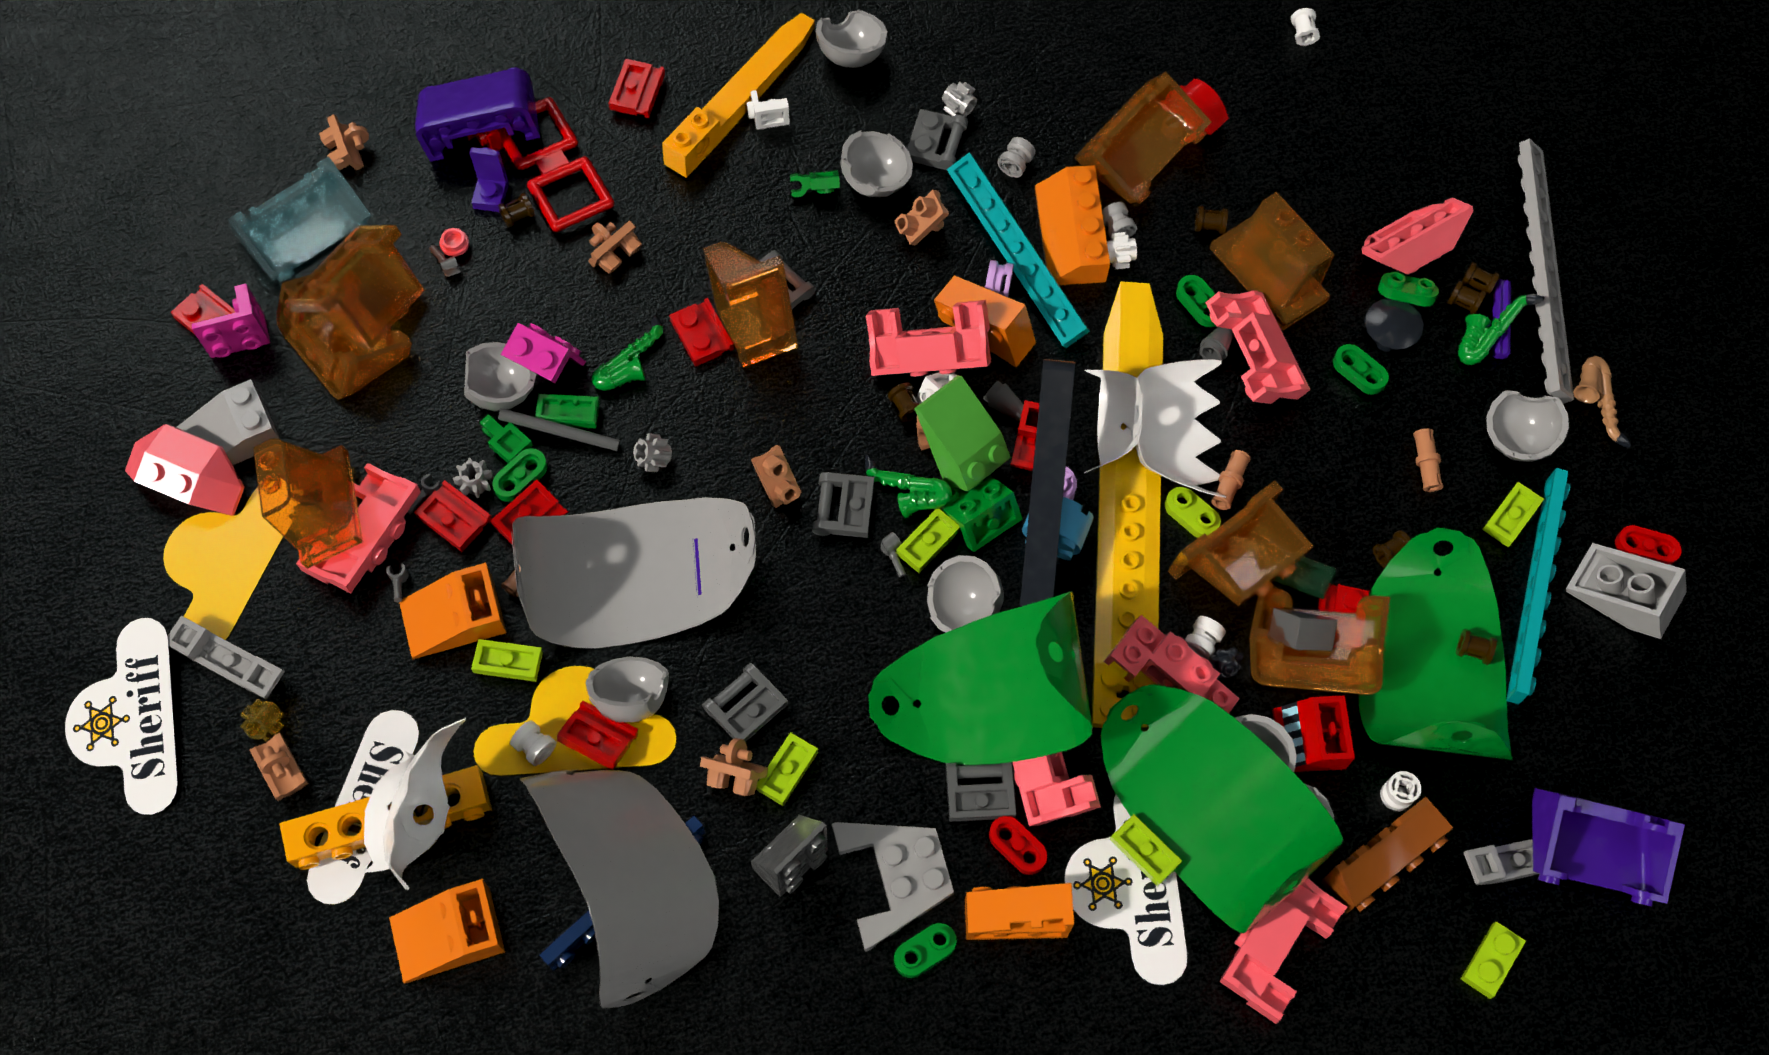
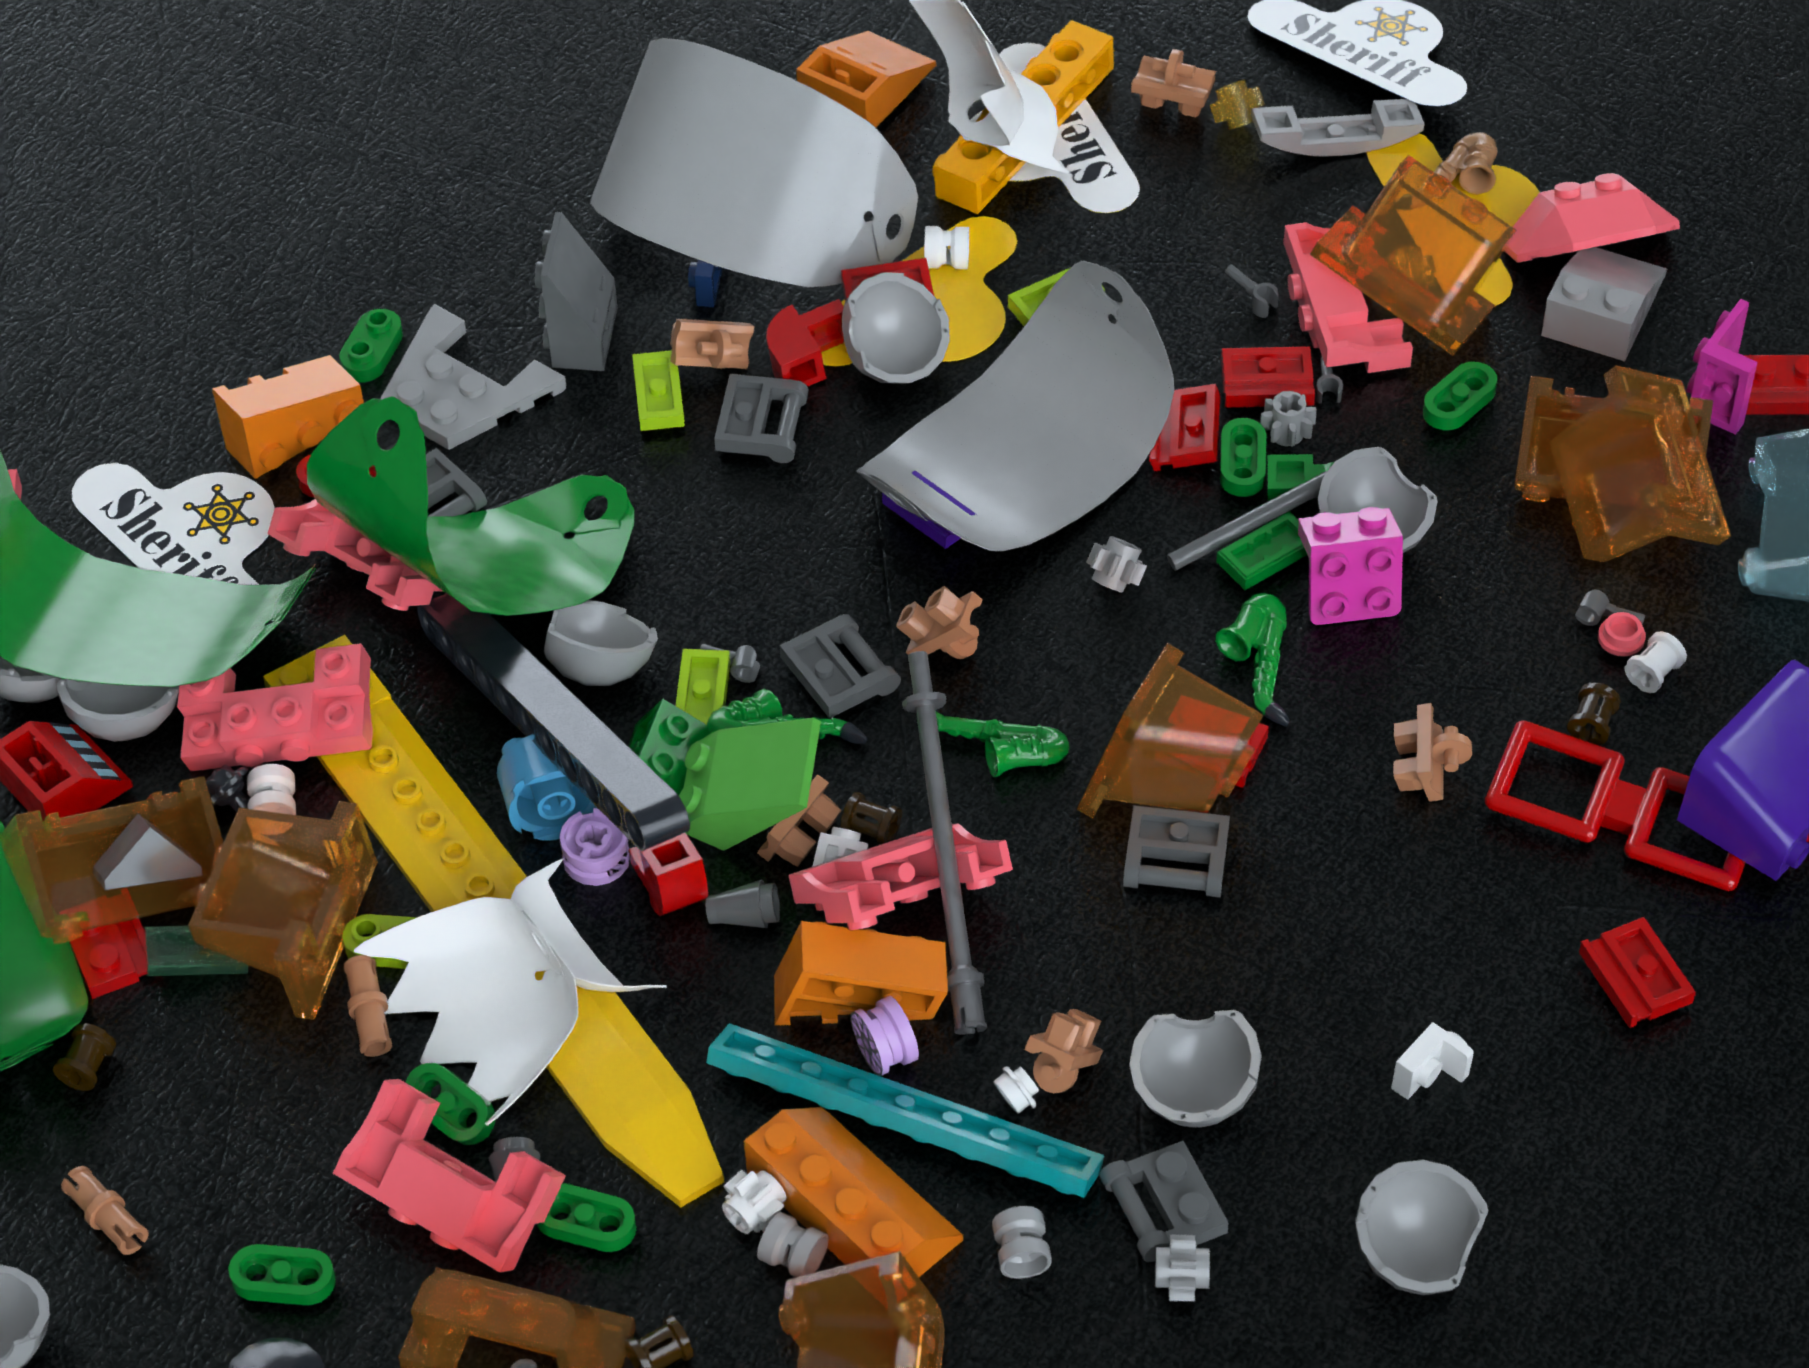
camera: 145 degrees right, 15 degrees down
(184, 578) = (1473, 160): none -> medium nougat piece
(373, 427) = (1453, 401): none -> green plate
(448, 210) = (1655, 662): none -> white bush
(452, 612) = (1171, 288): orange slope -> none
(491, 181) = (1664, 717): dark purple bracket -> none
(685, 739) = (798, 341): none -> red brick
(708, 126) = (1497, 1072): light orange piece -> none
(793, 393) = (1009, 744): none -> green piece
(821, 181) = (1264, 1007): green plate -> none
(854, 379) = (963, 979): none -> flat silver bar
(957, 224) = (1016, 1088): none -> white plate
(1145, 850) = (190, 553): lime plate -> none
(1226, 396) = (456, 1103): none -> green plate

